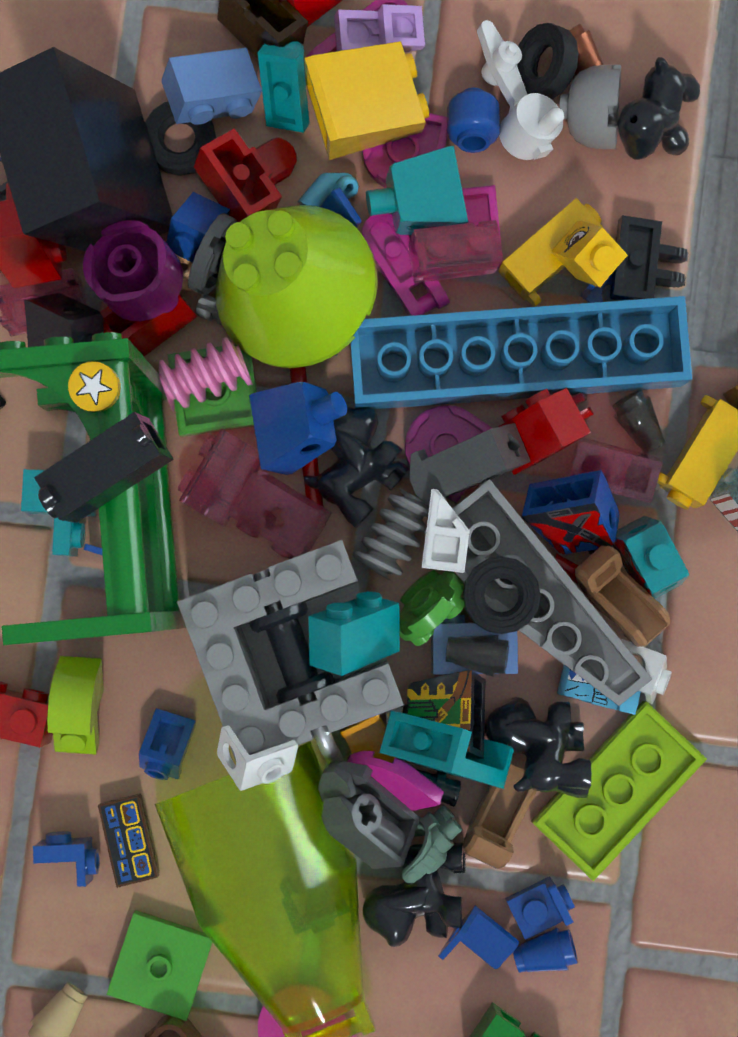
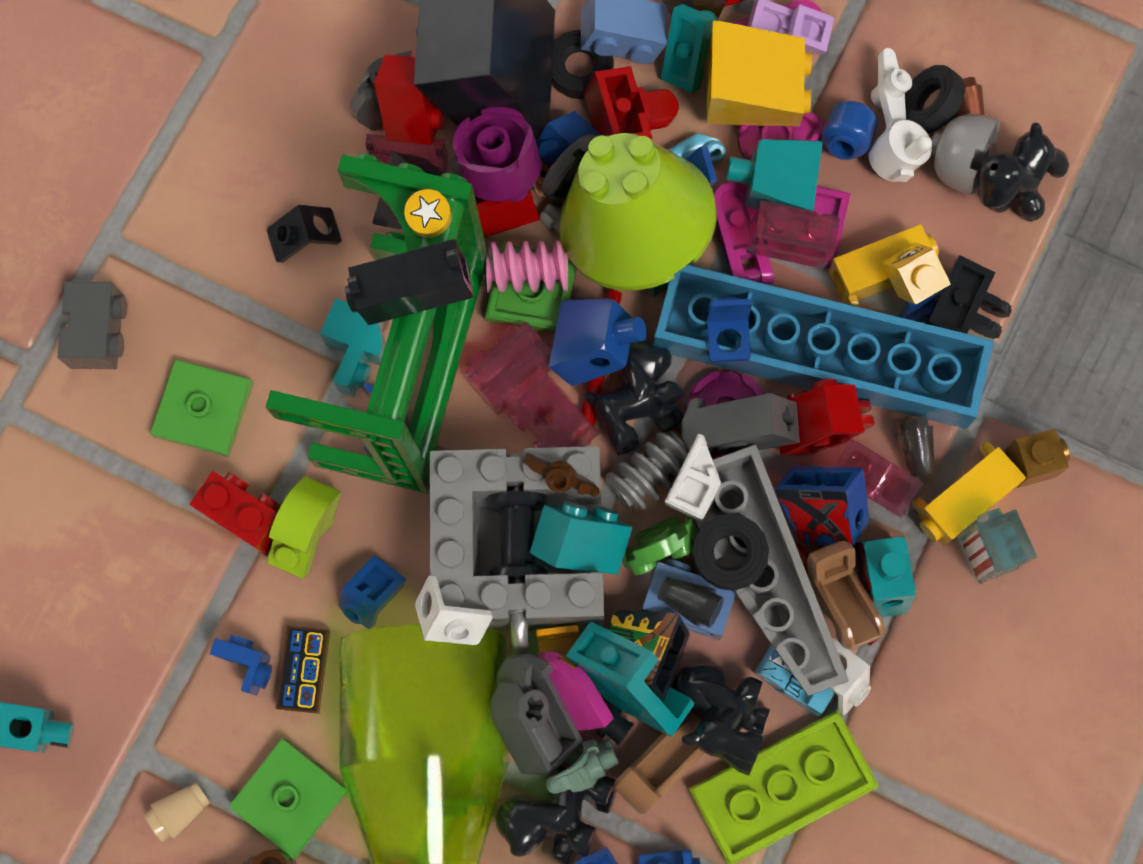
camera: 30 degrees right, 10 degrees down
(316, 585) = (561, 476): none -> reddish brown piece
(424, 359) = (732, 315): none -> blue bracket

